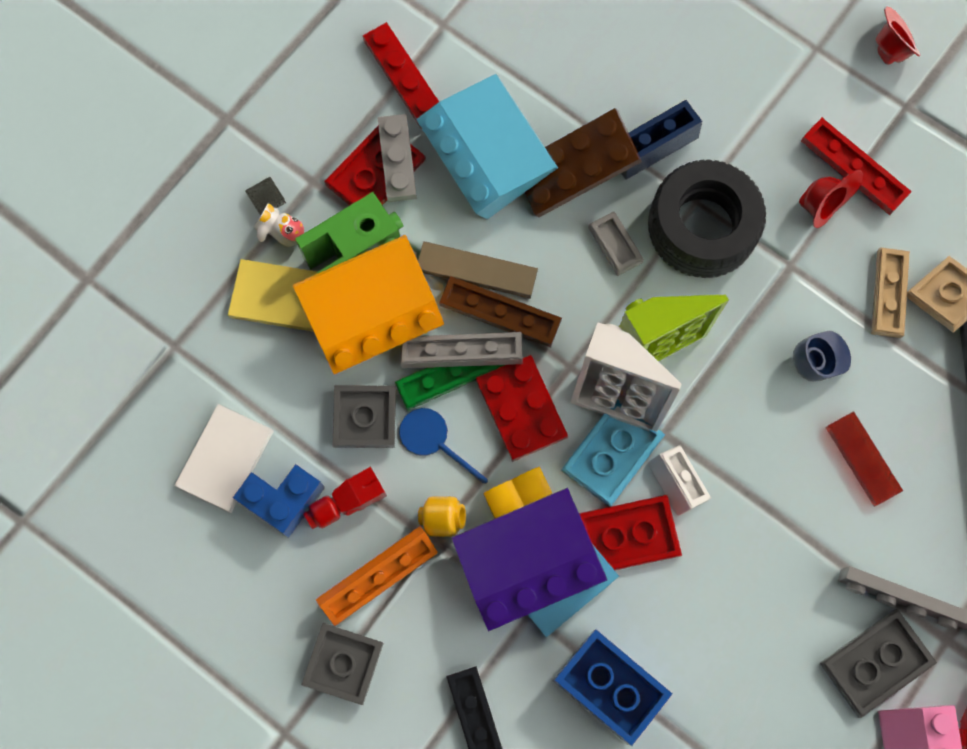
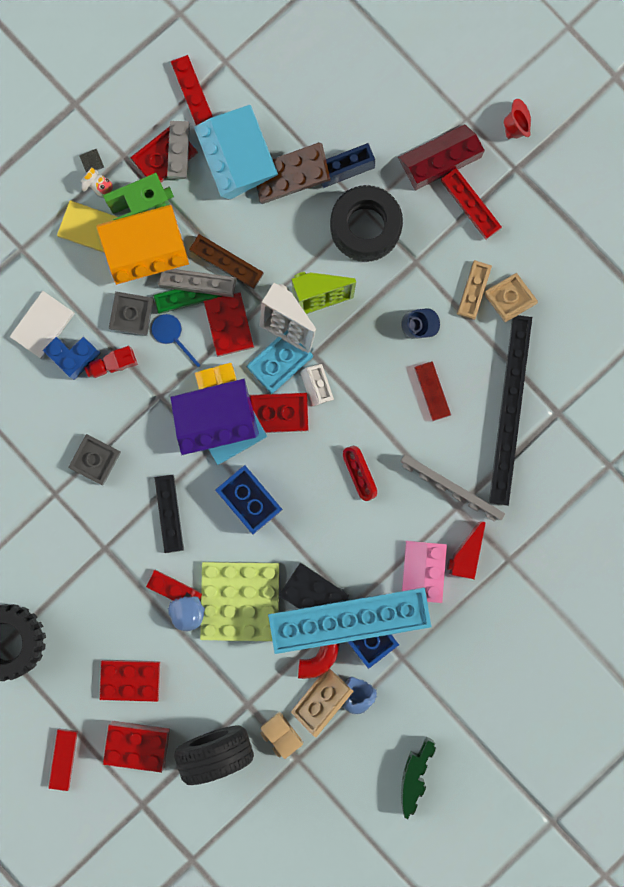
camera: 10 degrees right, 10 degrees up
(377, 576) = (123, 411): orange plate -> none
(442, 516) = (168, 382): yellow head -> none
(477, 269) = (217, 231): dark tan tile -> none
(615, 243) = (308, 229): light grey tile -> none
(785, 624) = (360, 473): none -> red plate
(795, 105) = (441, 156): none -> dark red slope
(829, 195) = (448, 221): red piece -> none
(878, 663) = (412, 513): dark grey tile -> none

